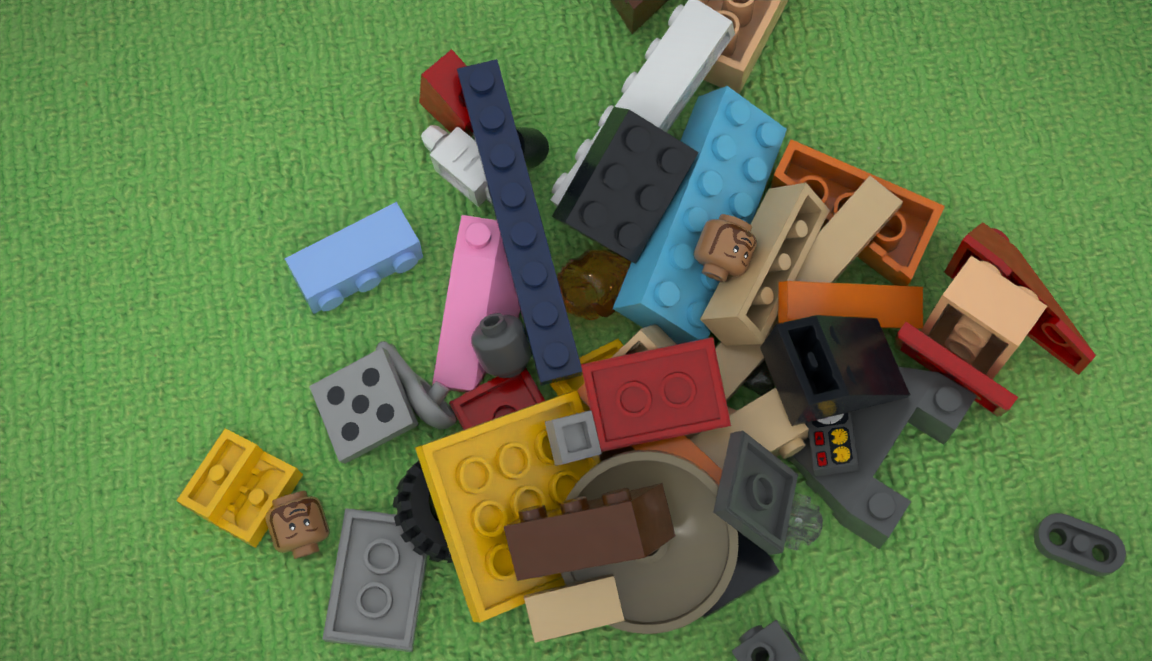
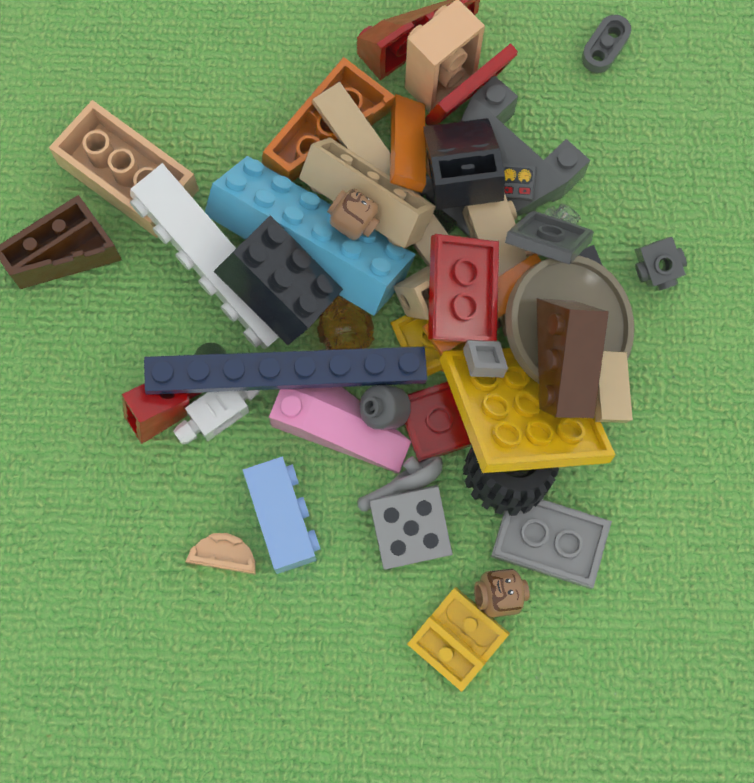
camera: 80 degrees left, 5 degrees up
(306, 212) = (223, 552): none -> light nougat tile

